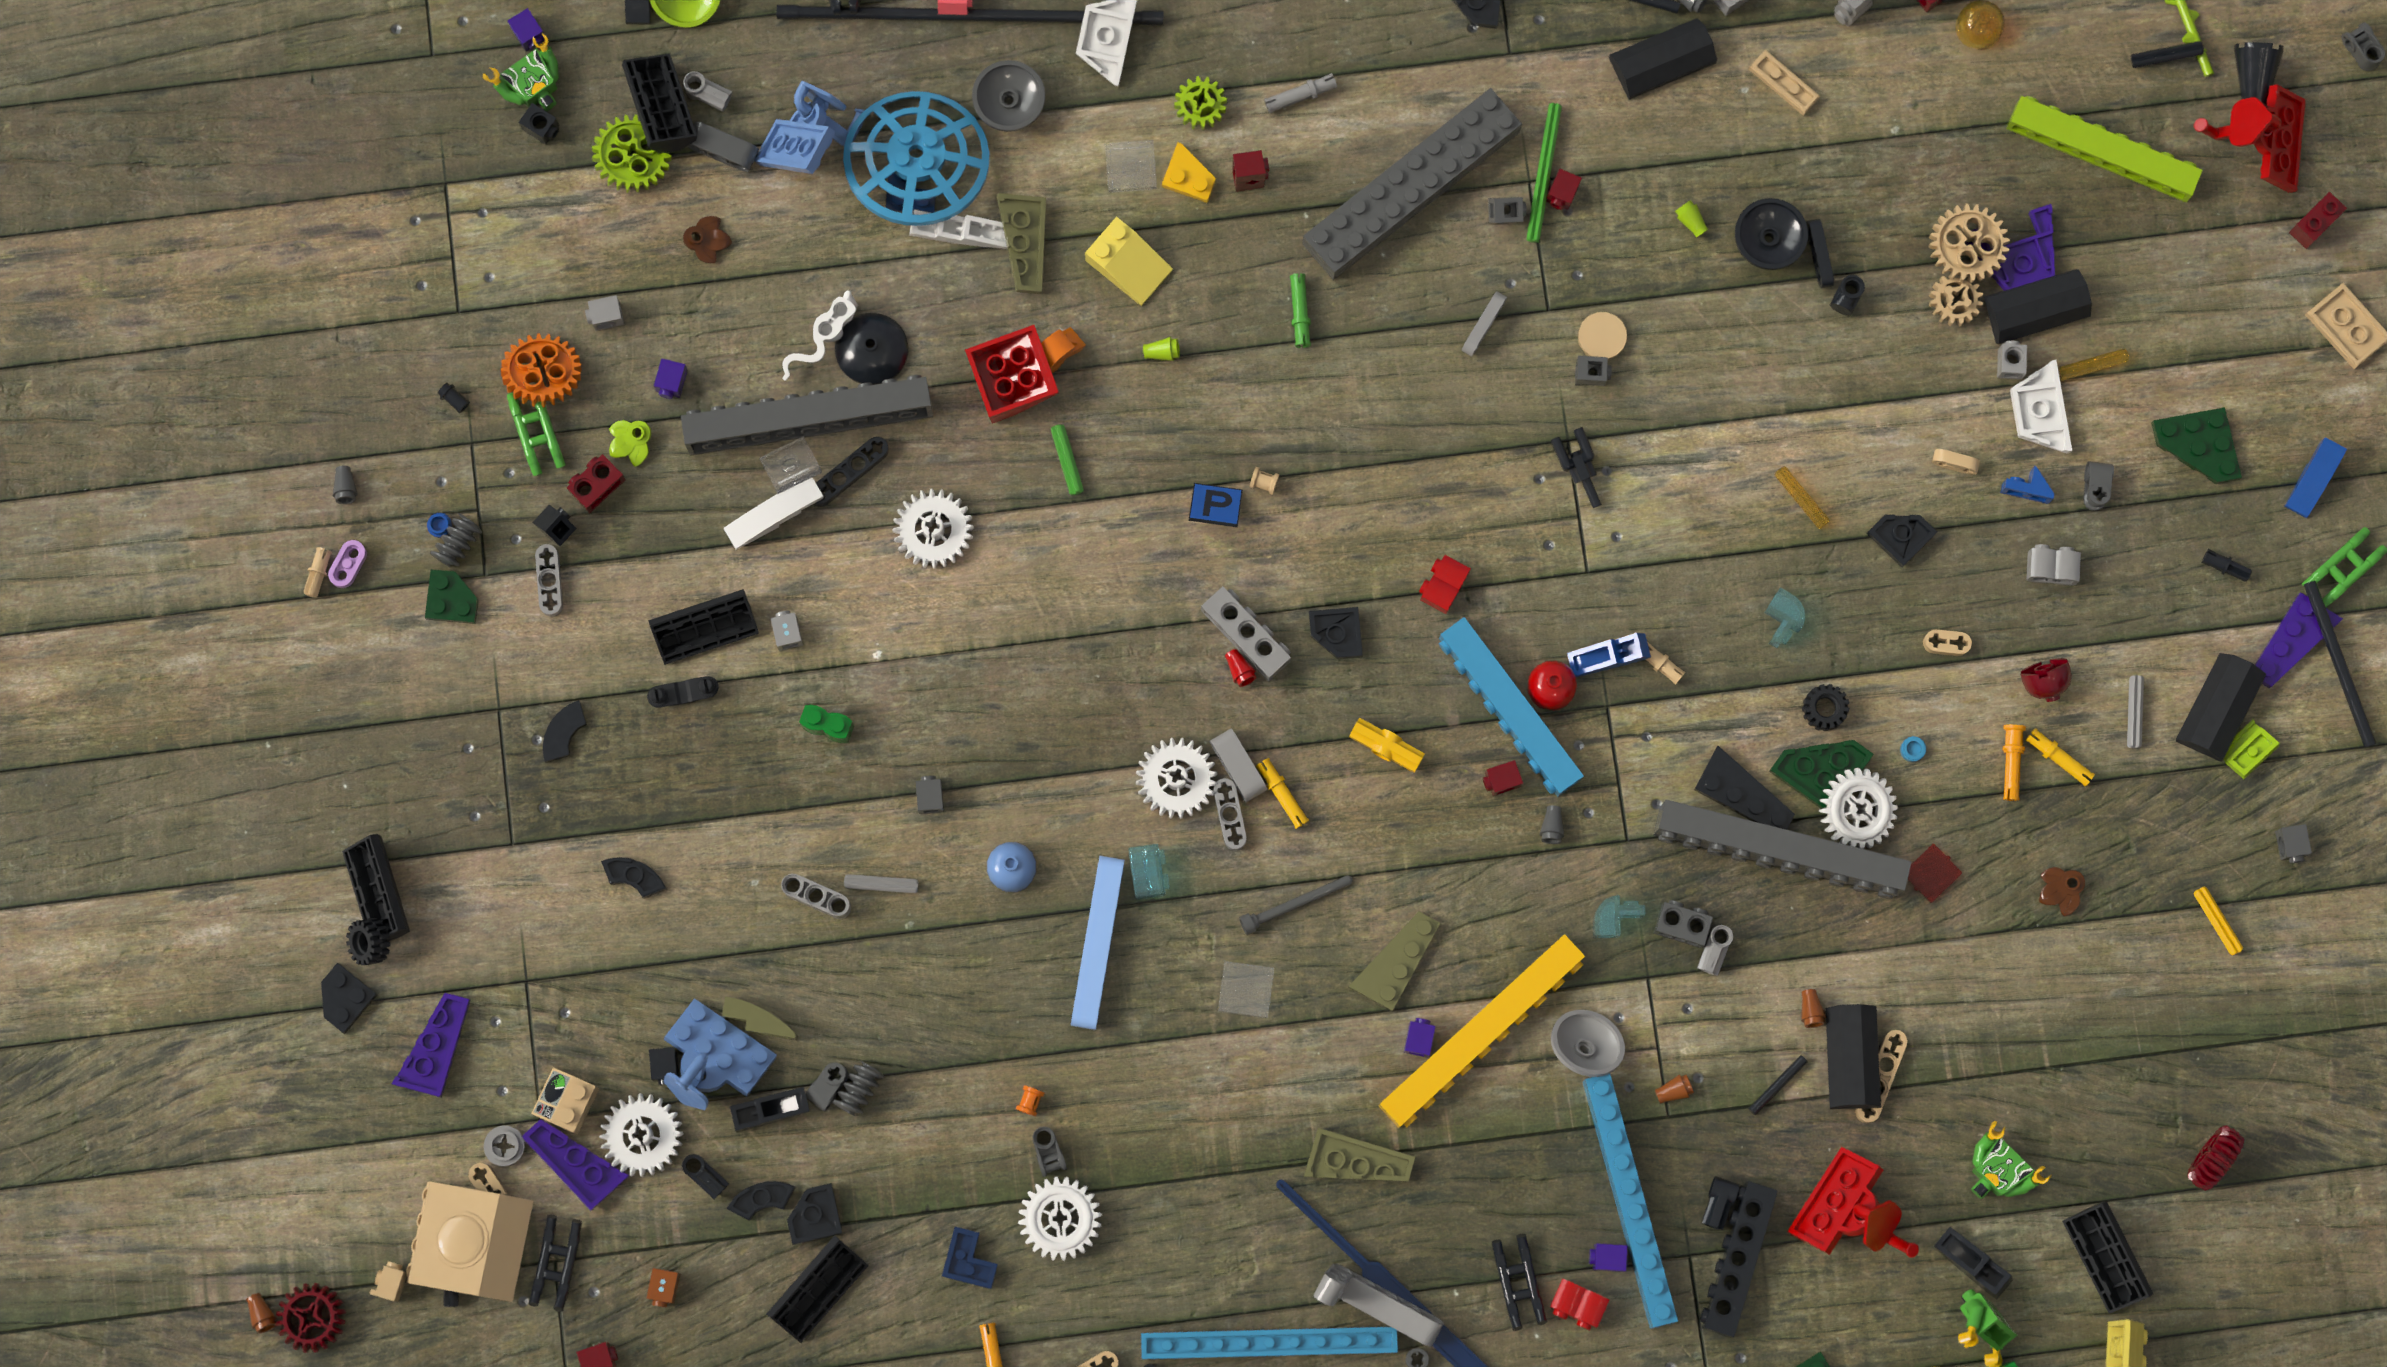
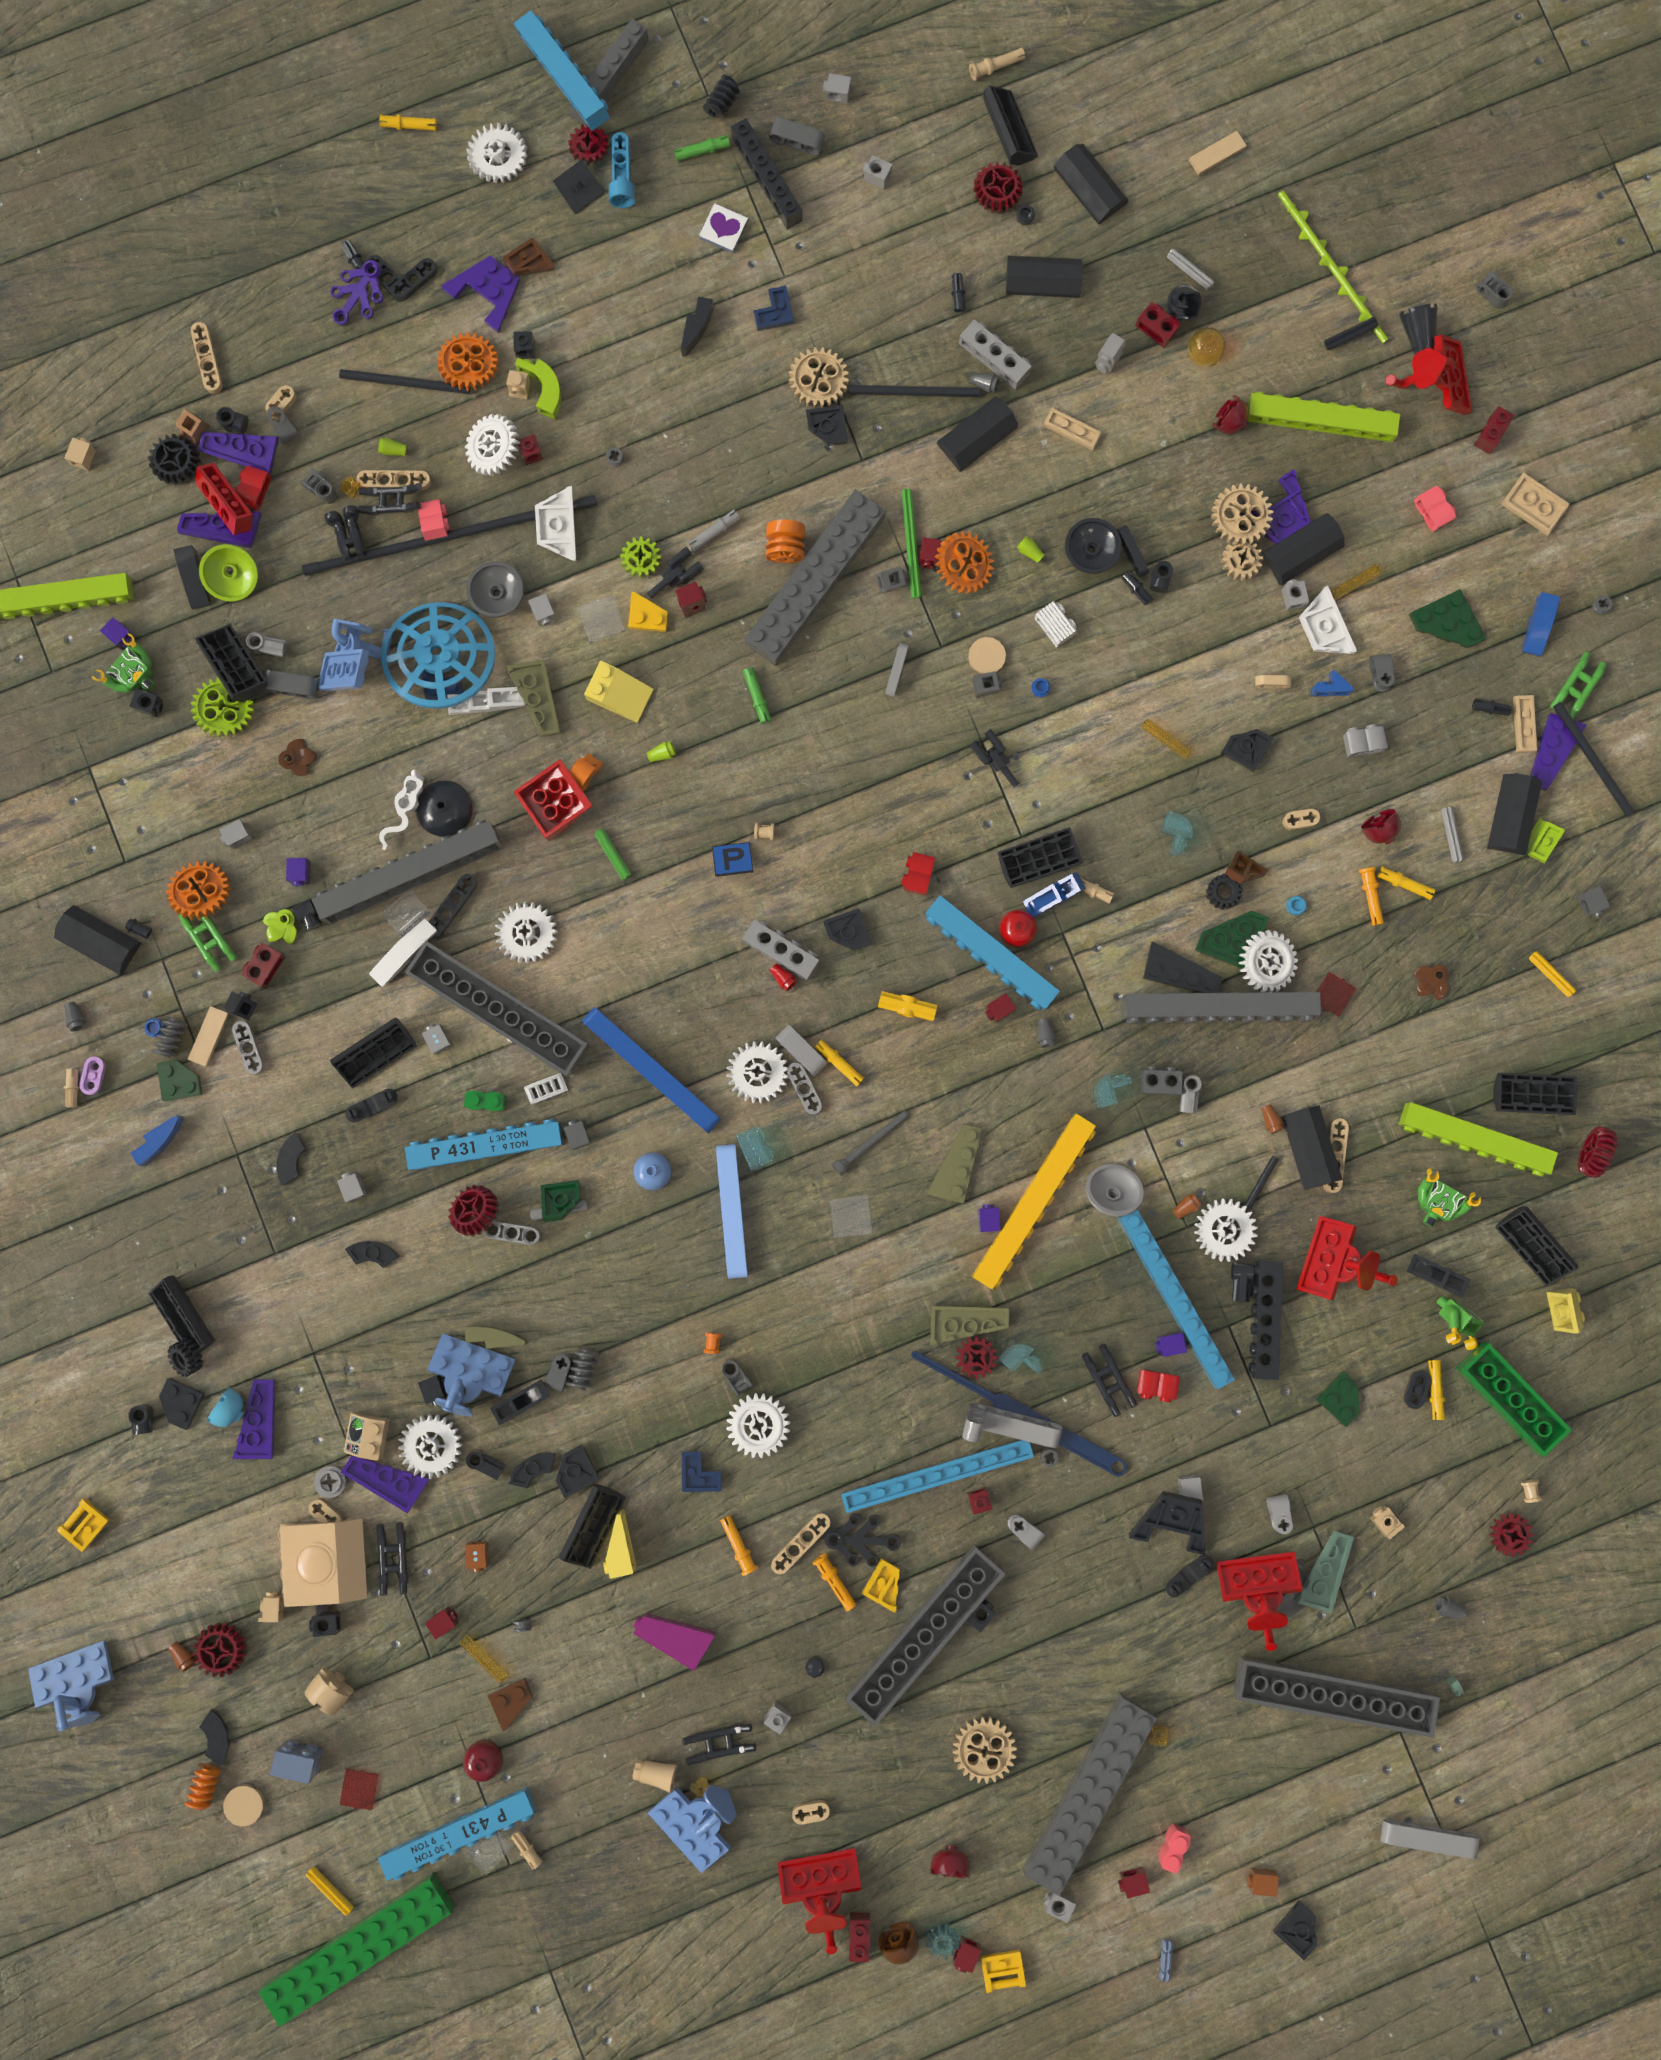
camera: 15 degrees left, 5 degrees up
(115, 1304) = (72, 1683): none -> medium blue plate
(189, 1122) = (88, 1528): none -> yellow plate
(291, 1013) = (144, 1425): none -> black piece
(397, 397) = (96, 939): none -> black piece
(402, 1019) = (227, 1409): none -> medium azure cylinder
(406, 665) = (157, 1141): none -> blue slope
(461, 1325) = (333, 1620): none -> black brick
(503, 553) = (208, 1036): none -> tan tile
(631, 786) = (351, 1187): none -> light grey brick
(667, 436) = (307, 915): none -> black piece
(776, 854) = (470, 1222): none -> dark red gear
(809, 778) = (483, 1146): none -> dark azure brick
(843, 1330) = (620, 1554): none -> light yellow slope
(872, 613) = (497, 1009): none -> dark grey brick
(886, 870) = (559, 1199): none -> dark green plate
(887, 740) = (528, 1089): none -> white slope
(1044, 740) = (651, 1070): none -> blue beam
(1060, 136) = (542, 610): none -> light grey brick
(1240, 133) = (676, 572): none -> black plant
(1347, 1213) = (982, 1350): none -> dark red gear
(1386, 129) = (785, 541): none -> orange wheel
(1409, 1217) = (1016, 1354): none -> clear light blue brick
(1602, 603) = (1039, 857): none -> black piece
(1619, 228) = (950, 554): none -> orange gear
(1659, 393) = (1040, 687): none -> blue plate
(1699, 318) = (1055, 623): none -> white brick
(1700, 1151) = (1233, 1213): none -> white gear
(1814, 300) = (1137, 588): none -> black axle
(1858, 686) = (1244, 869): none -> reddish brown wing
(1989, 119) = (1232, 416): none -> dark red cylinder
(2069, 1103) = (1477, 1138): none -> lime brick
(2157, 1064) = (1535, 1093): none -> black piece
(2218, 298) = (1435, 508): none -> coral brick
(2264, 597) = (1525, 724): none -> tan tile

